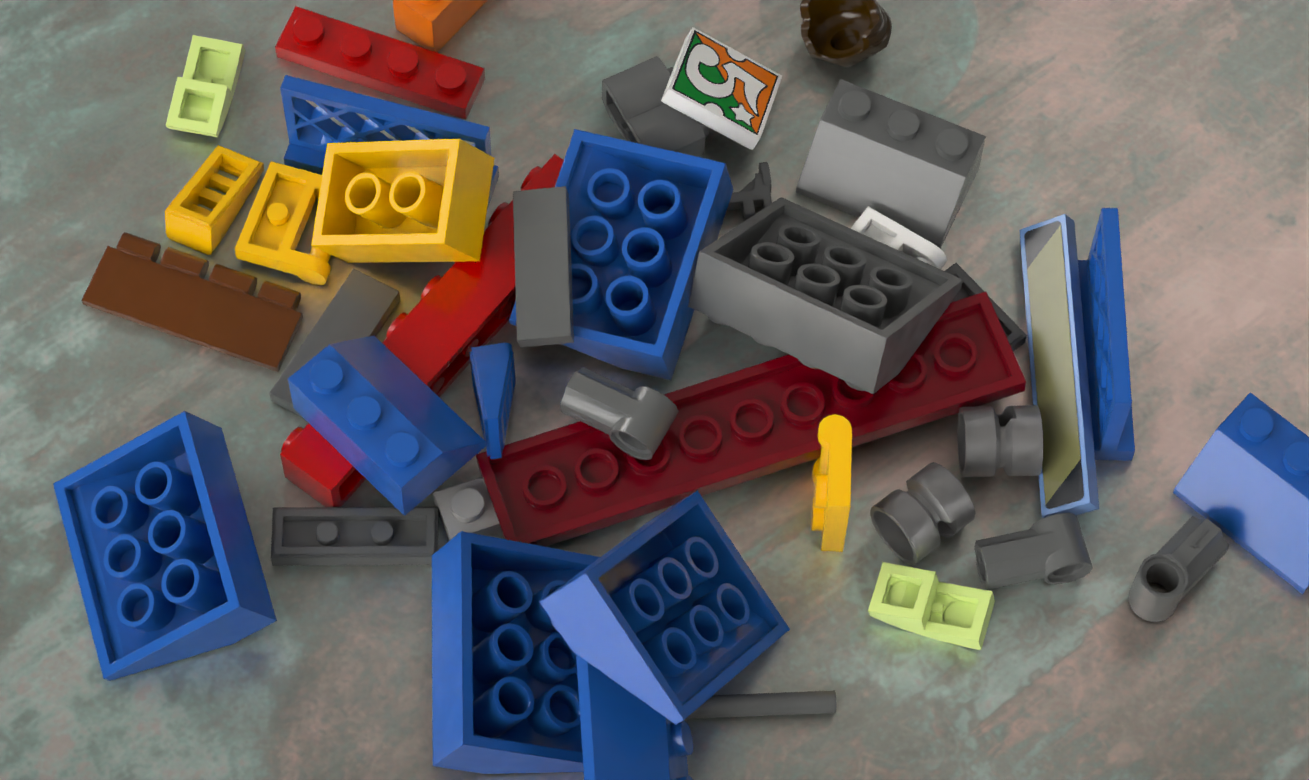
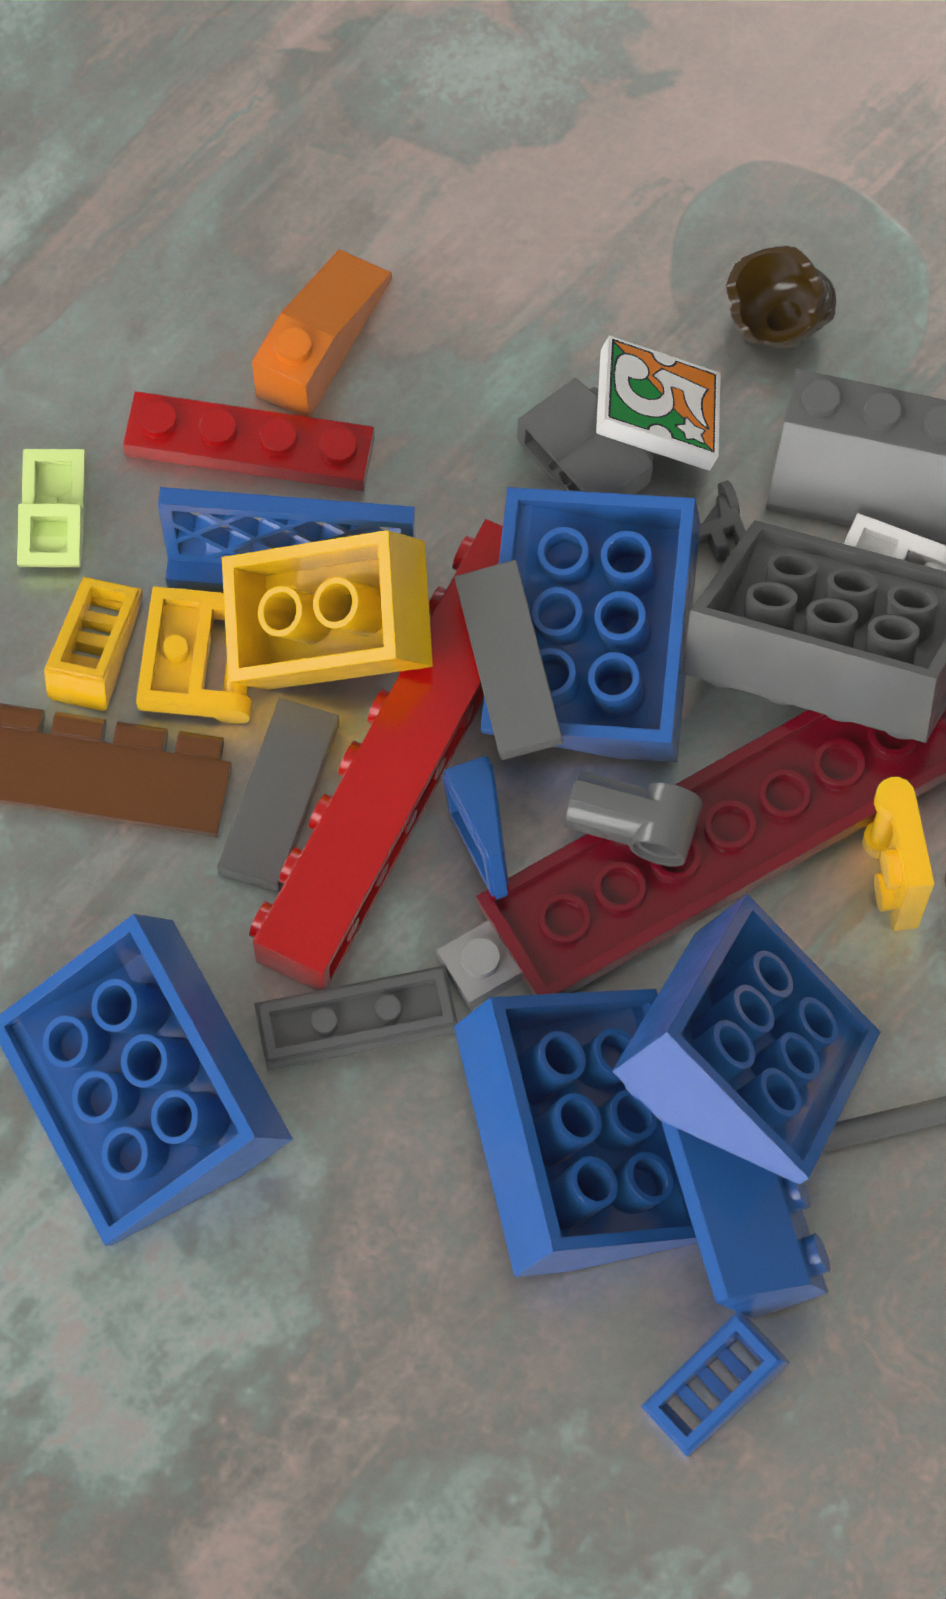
camera: 10 degrees left, 5 degrees up
(383, 419) = (367, 879): blue slope -> none

